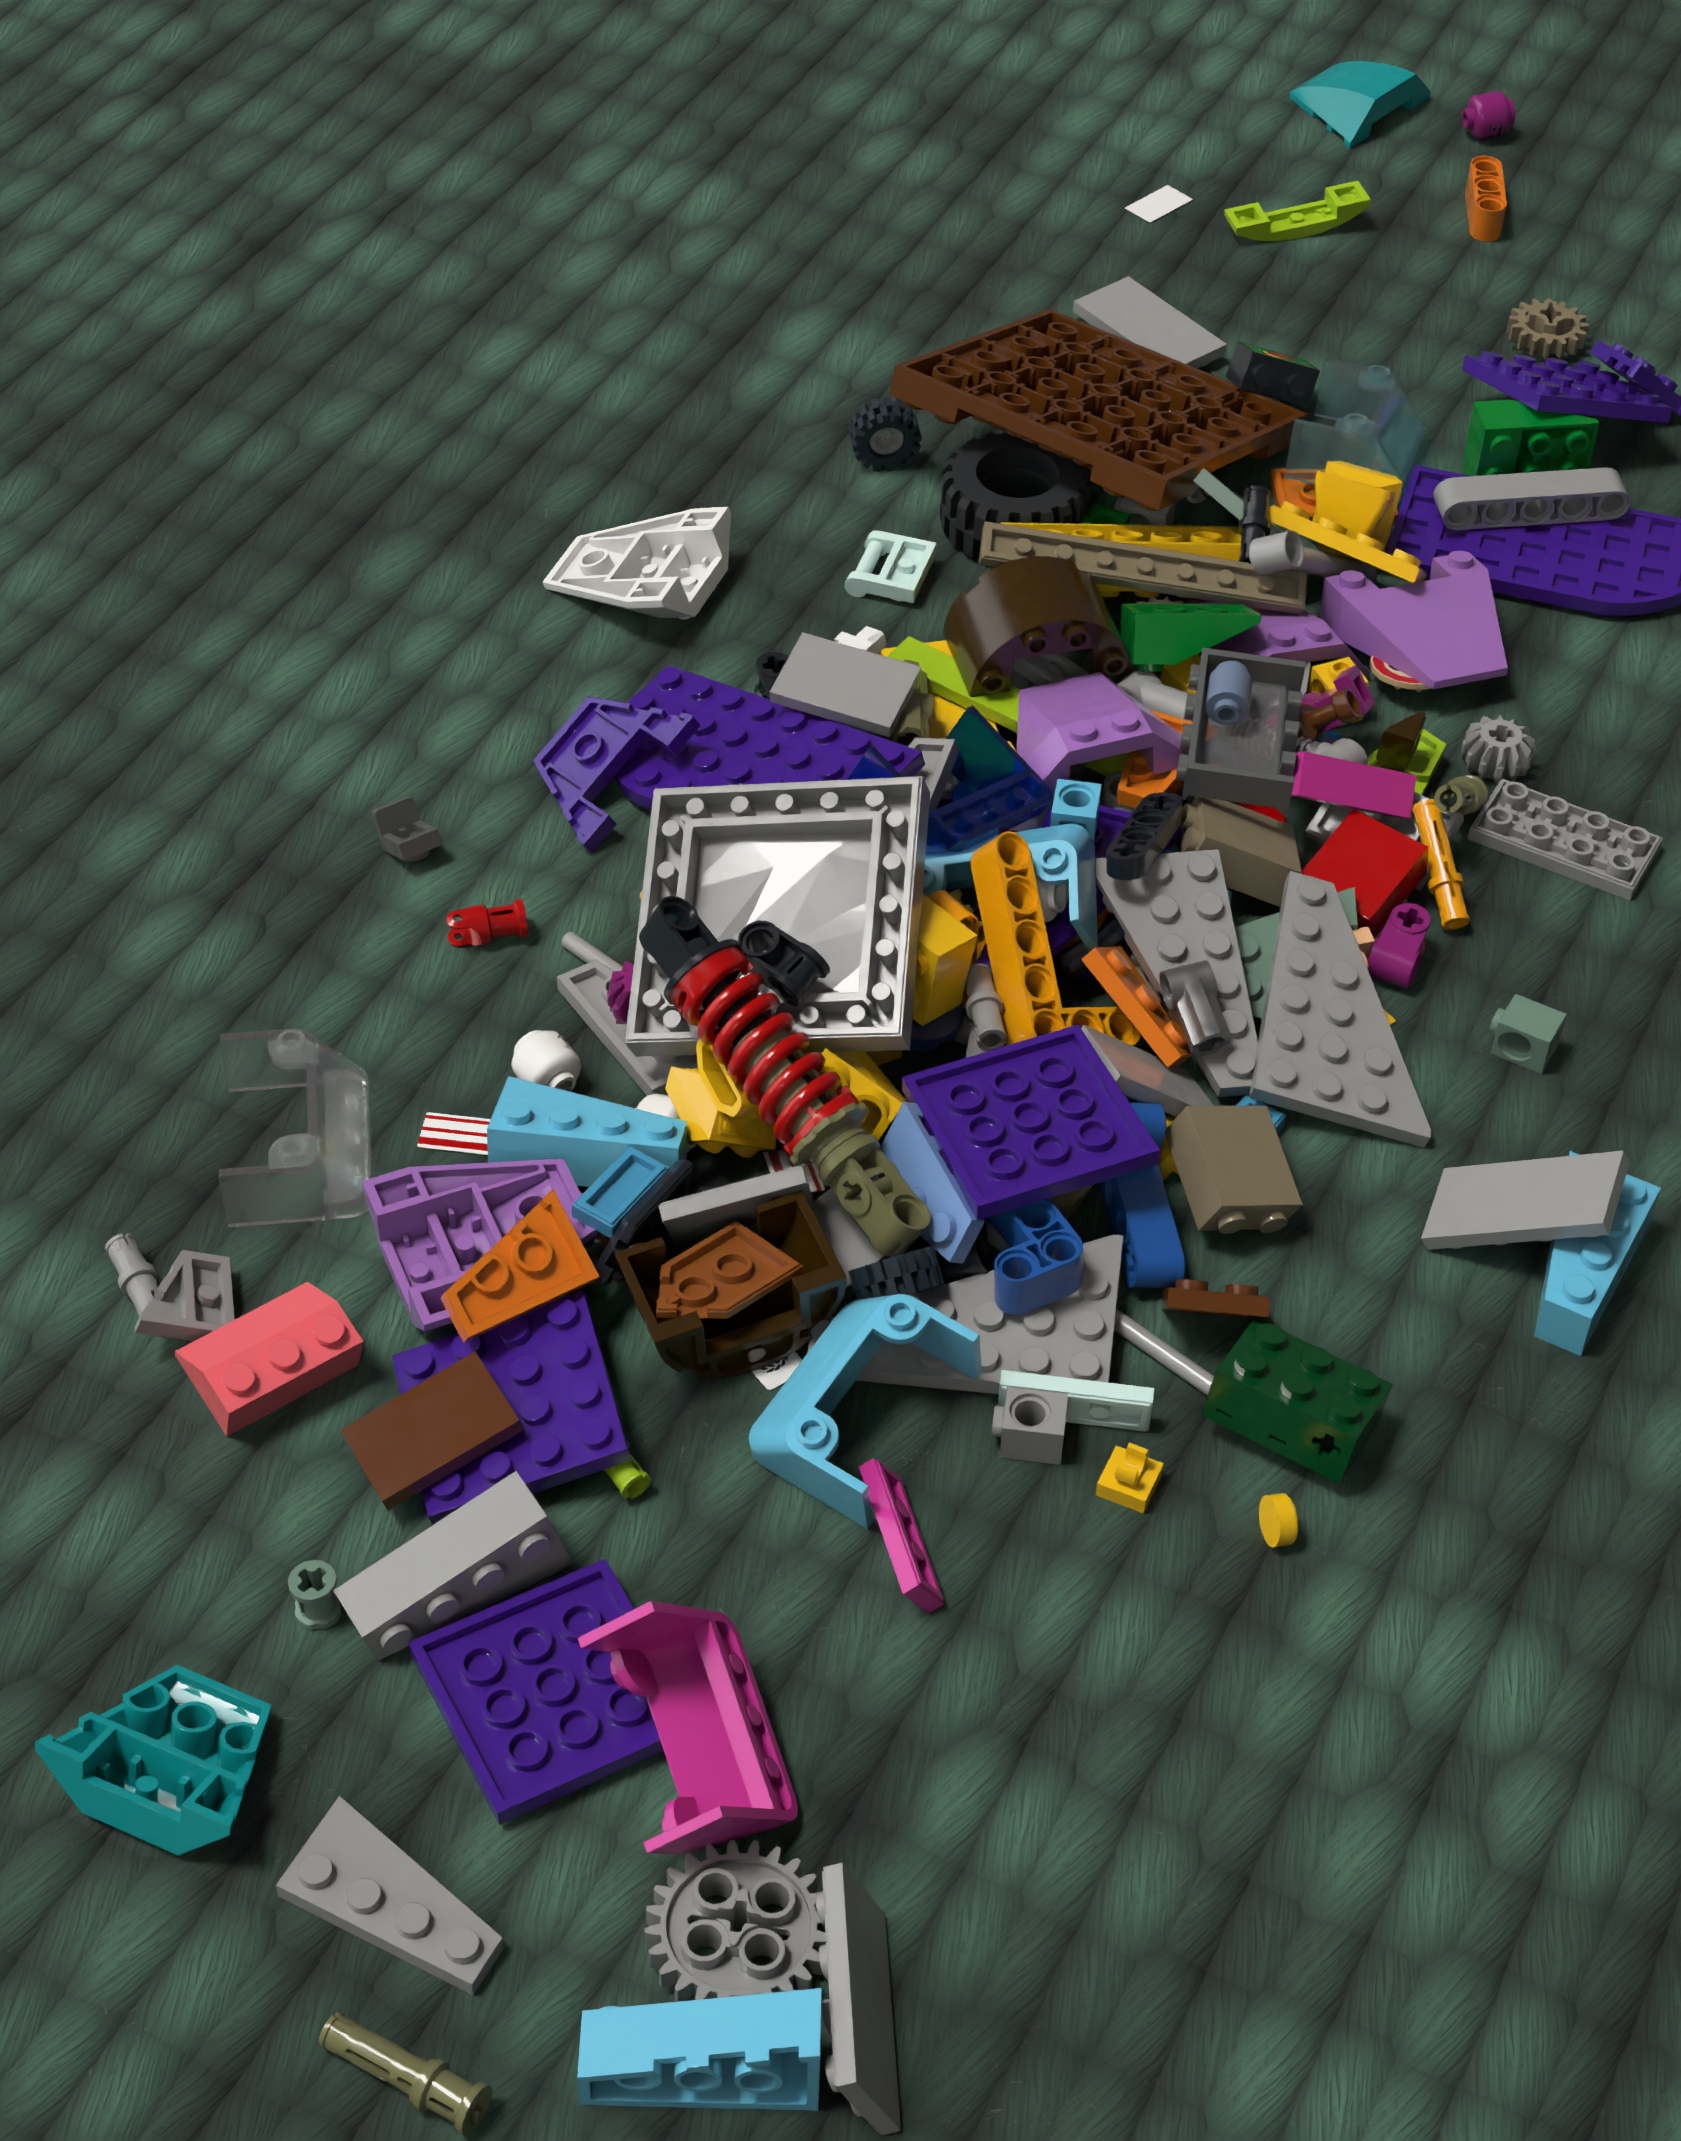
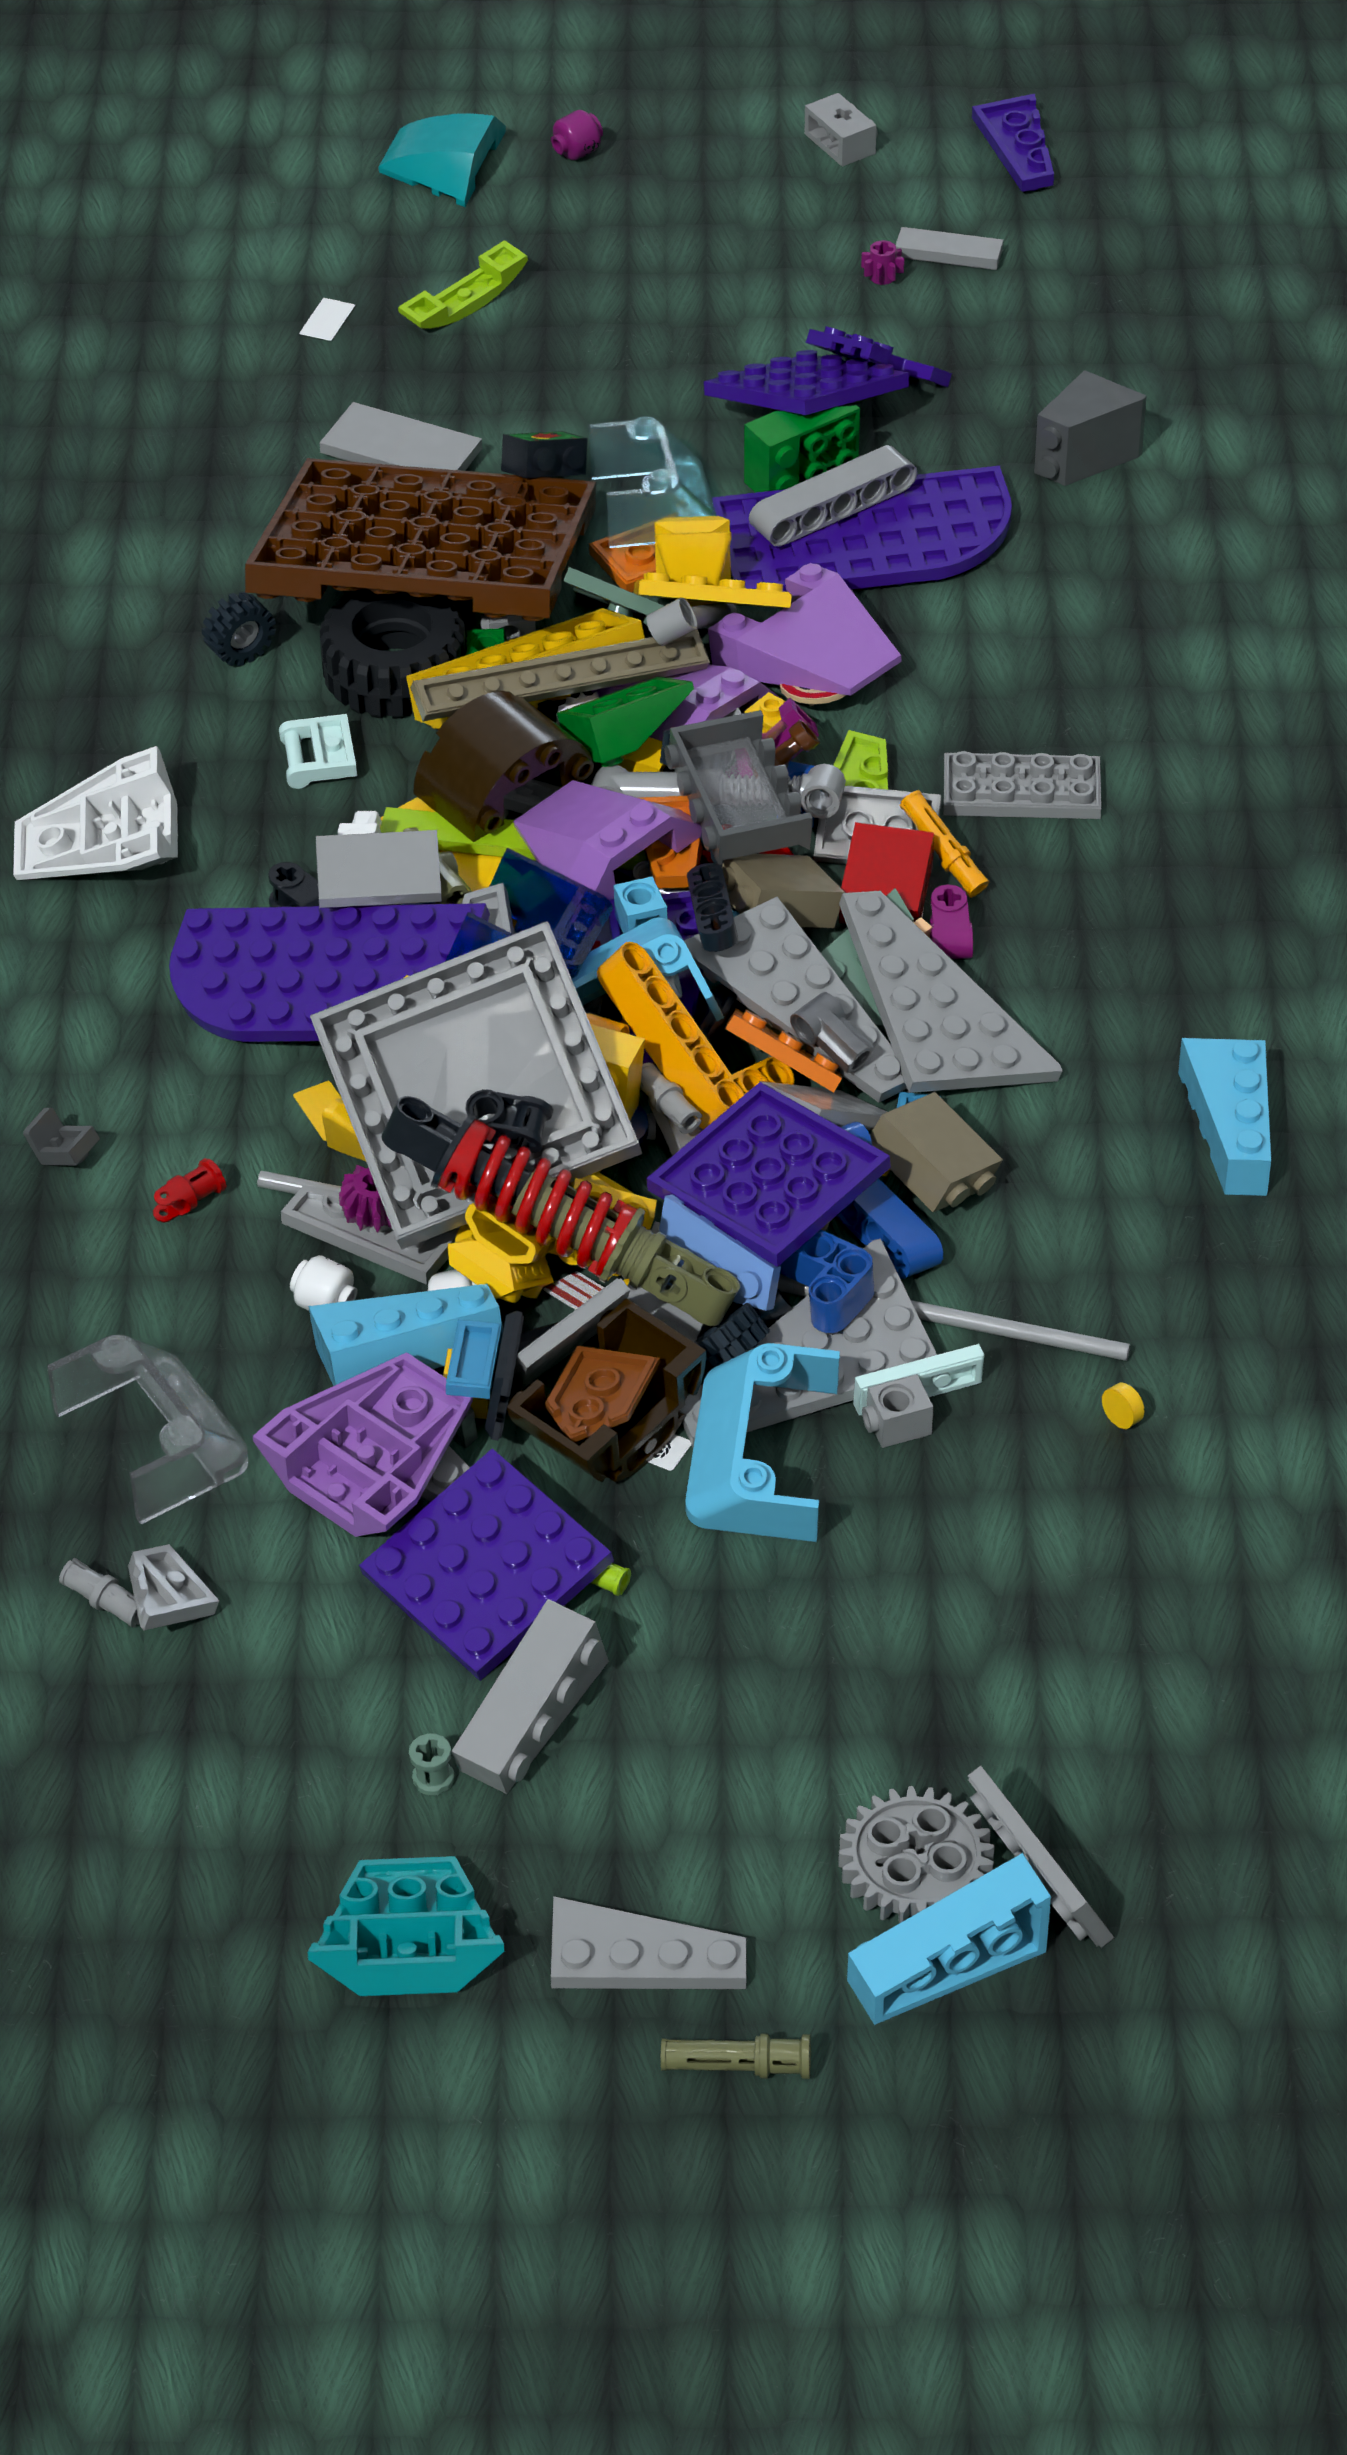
camera: 25 degrees left, 0 degrees up
(271, 1356) = (264, 1602): coral slope -> none
(431, 1430) = (441, 1604): reddish brown tile -> none
(454, 1133) = (283, 1372): sticker -> none
(521, 1272) = (441, 1450): orange wing -> none
(532, 1703) = (662, 1753): dark purple plate -> none
(592, 751) = (177, 1009): dark purple wing -> none
(707, 1722) = (802, 1723): dark pink windscreen -> none
(902, 1536) = (855, 1533): dark pink tile -> none
(1130, 1477) = (992, 1420): yellow tile -> none
(1229, 693) = (715, 760): sand blue brick -> none
(1237, 1301) = (994, 1255): reddish brown plate -> none
(1254, 520) = (634, 602): black pin -> none
(1296, 1399) = (1088, 1309): dark green piece -> none
(1353, 785) = (850, 801): dark pink tile -> none
(1401, 741) = (856, 750): dark brown slope -> none
(1452, 795) = (920, 774): olive pin -> none
(1485, 198) = (621, 219): orange beam -> none
(1498, 749) = (928, 728): light grey gear -> none
(1526, 1201) = (1171, 1089): light grey tile -> none
(1527, 1033) = (1088, 958): sand green brick -> none
(1547, 328) = (747, 329): dark tan gear -> none

